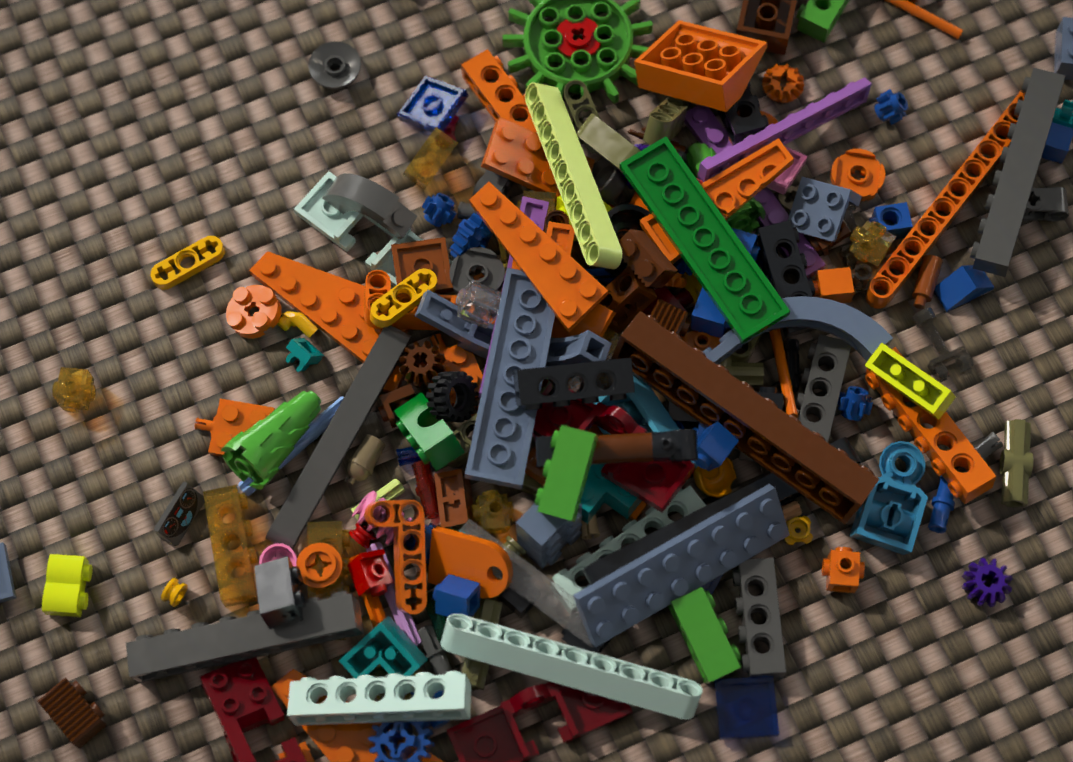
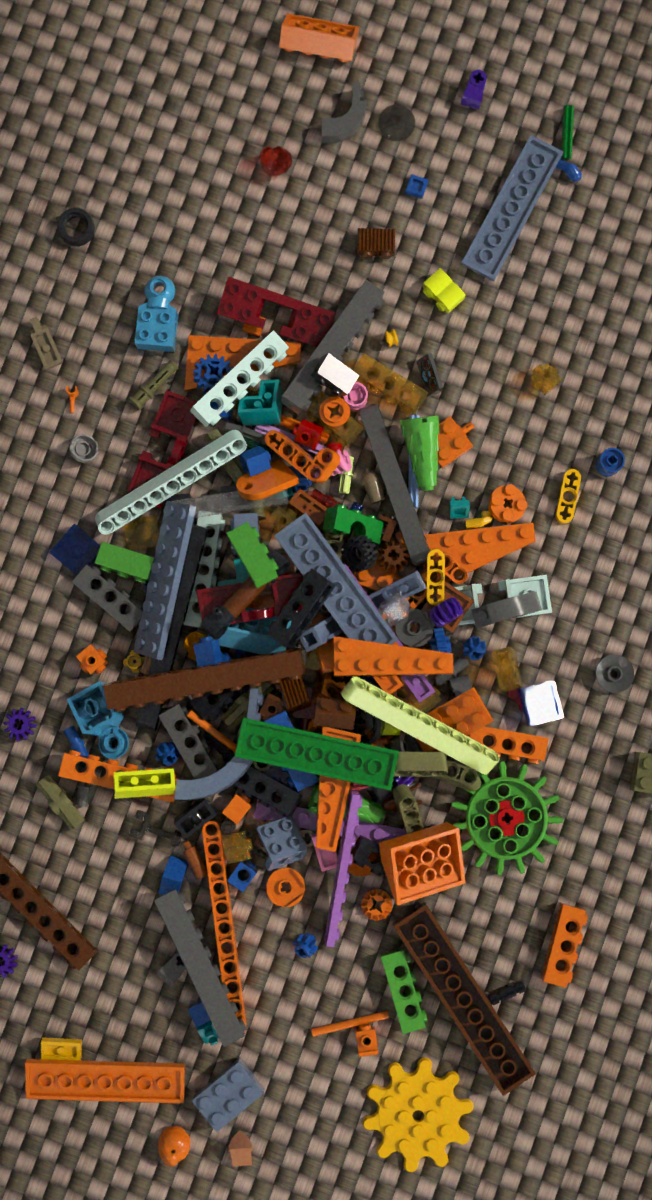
camera: 130 degrees right, 15 degrees up
(111, 249) = (610, 462): none -> blue wheel
(431, 252) = (446, 612): none -> dark purple gear
(656, 652) = (142, 533): none -> clear yellow piece
(892, 312) = (195, 817): none -> black brick

